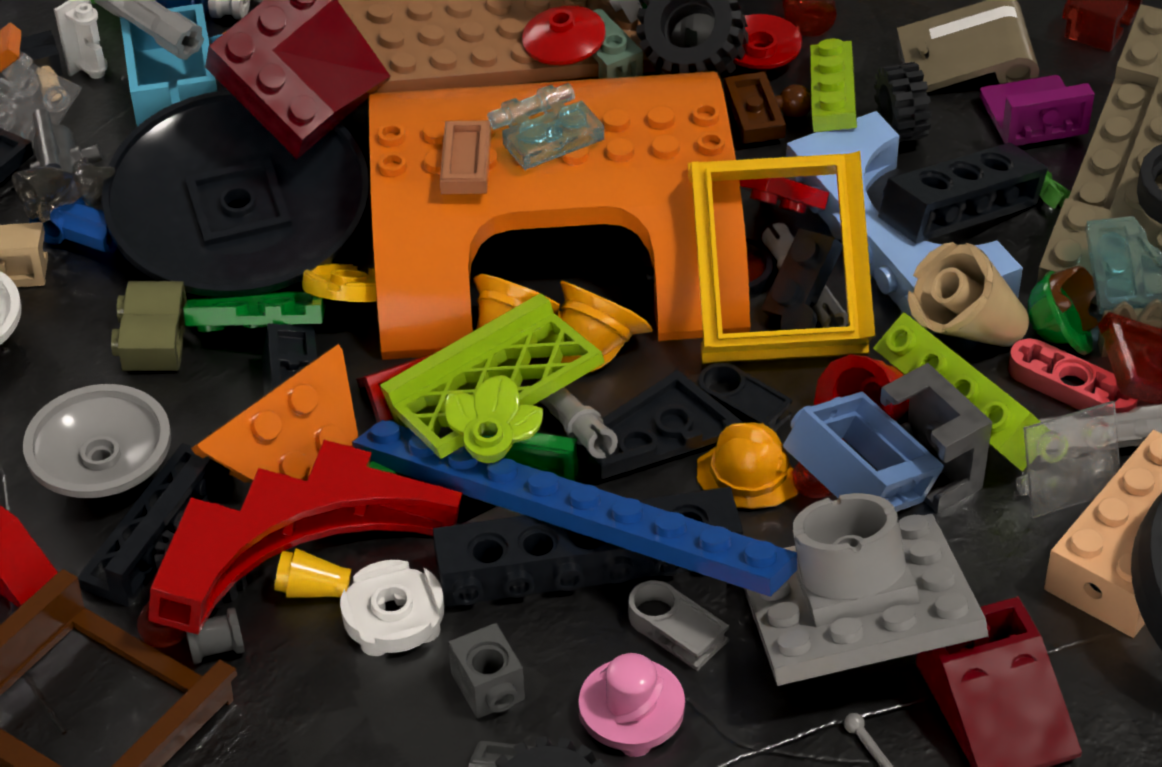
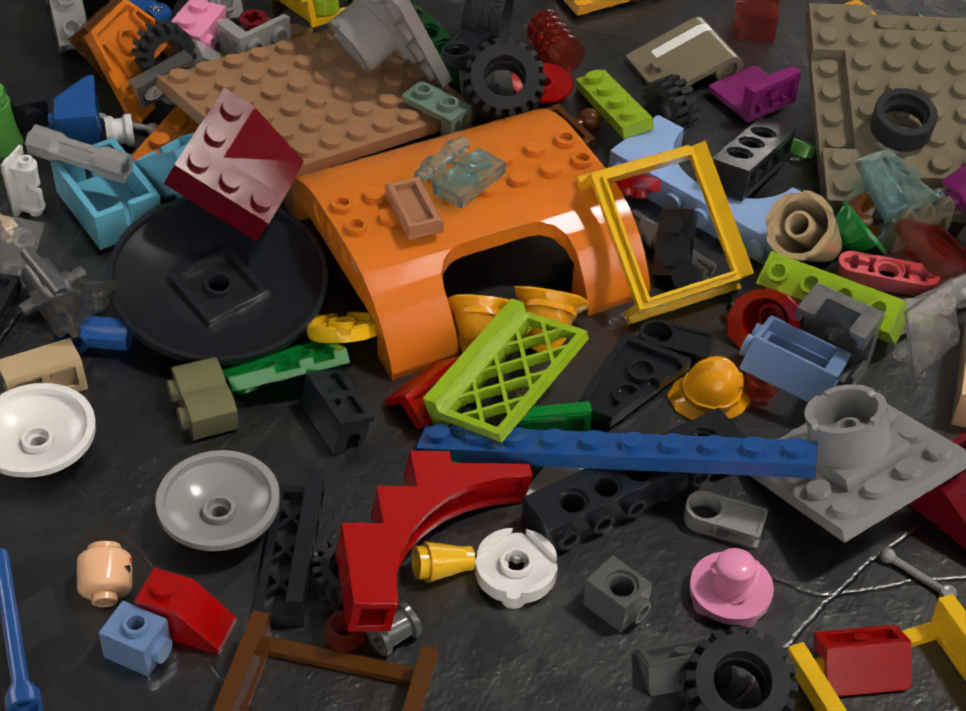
camera: 25 degrees left, 0 degrees up
(288, 423) = (368, 448): orange wing -> none
(492, 412) = (529, 397): lime plate -> none
(563, 35) = (409, 105): red dish -> none
(581, 422) = (585, 388): light grey pin -> none

